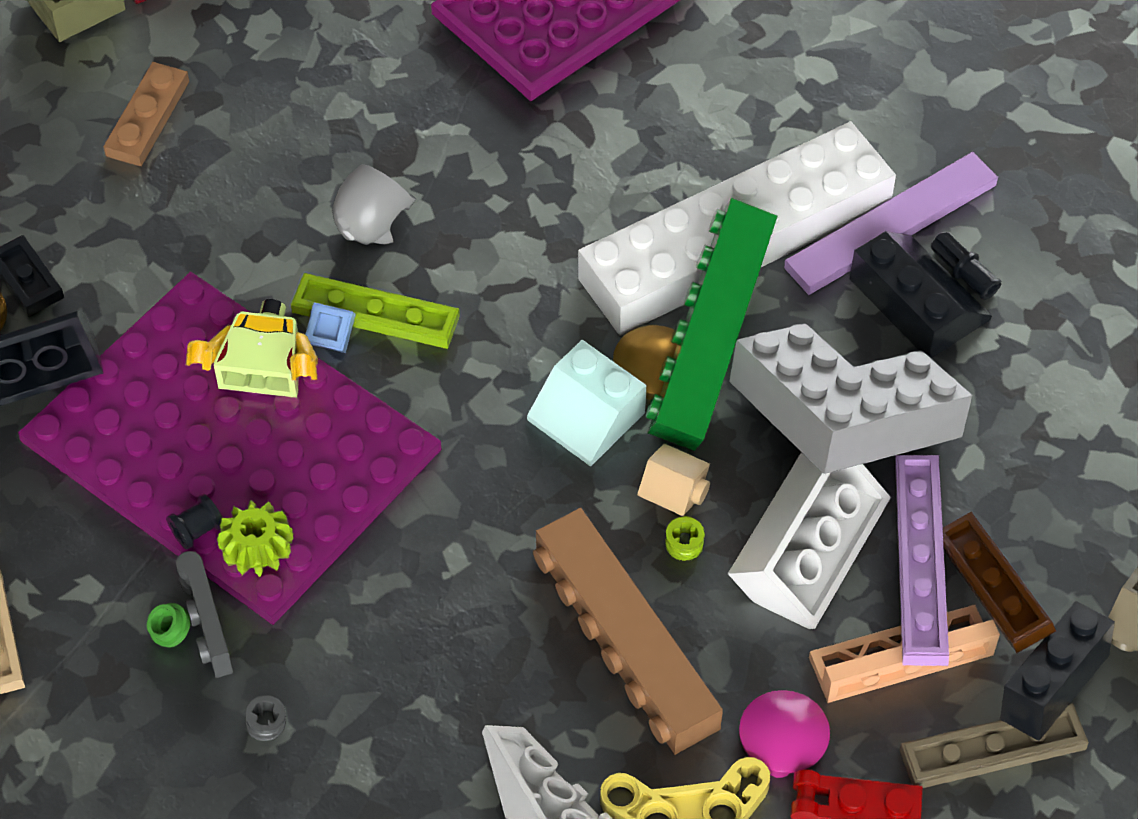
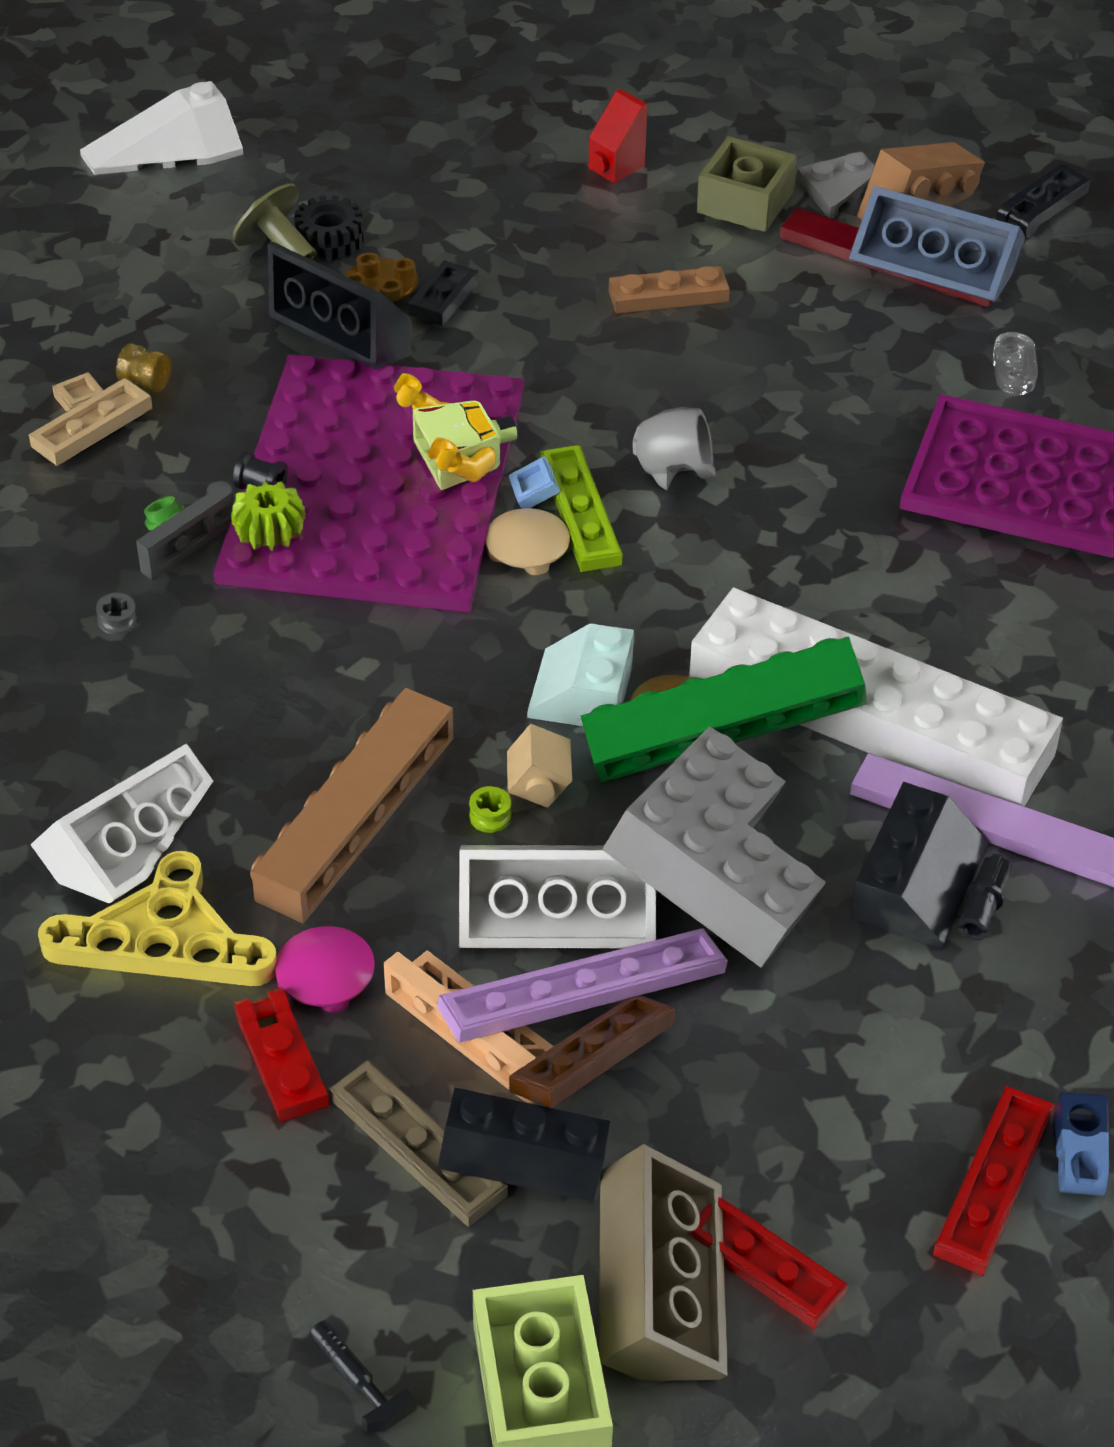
camera: 60 degrees right, 10 degrees down
(390, 365) = (527, 539): none -> tan dish

